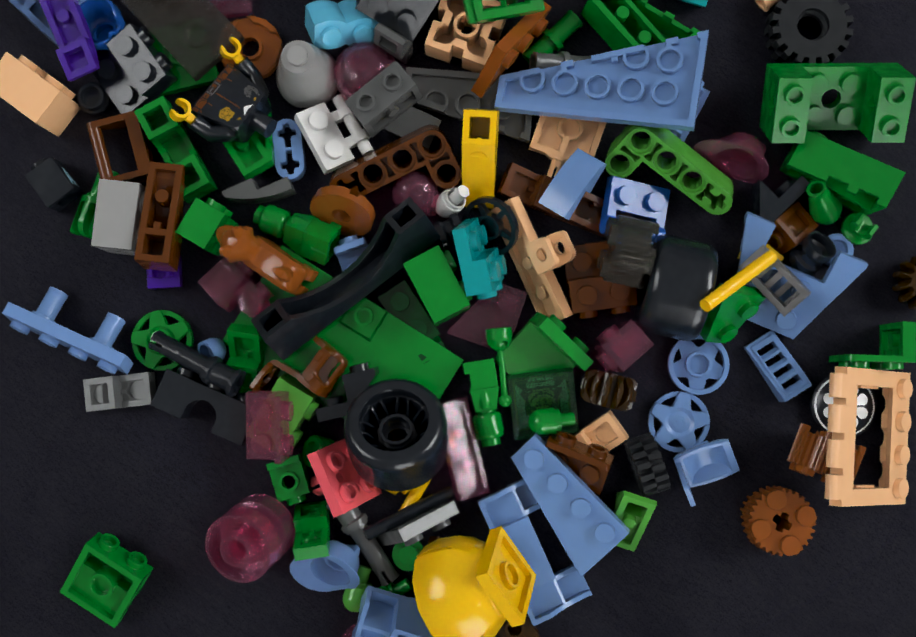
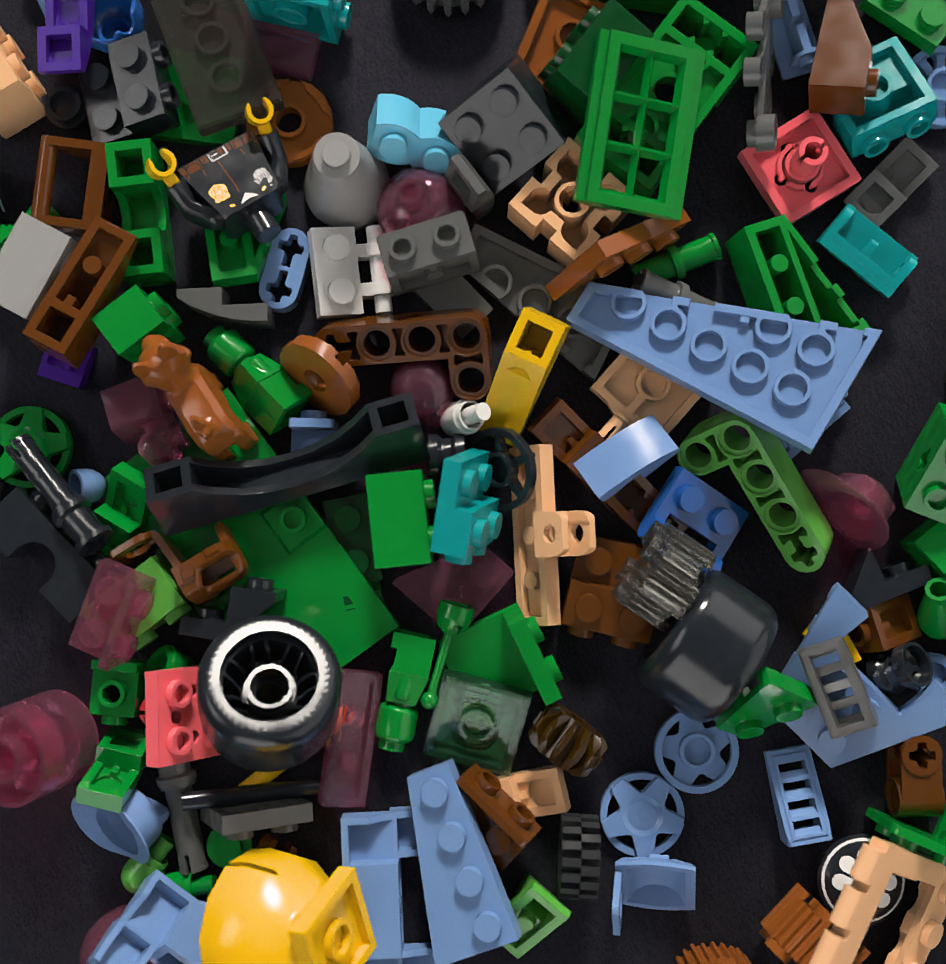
camera: 20 degrees right, 0 degrees up
(549, 421) = (475, 750): green cylinder -> none
(621, 346) = (606, 692): clear pink brick -> none
(738, 281) = (790, 674): yellow bar -> none
(853, 325) = (915, 778): none -> reddish brown piece

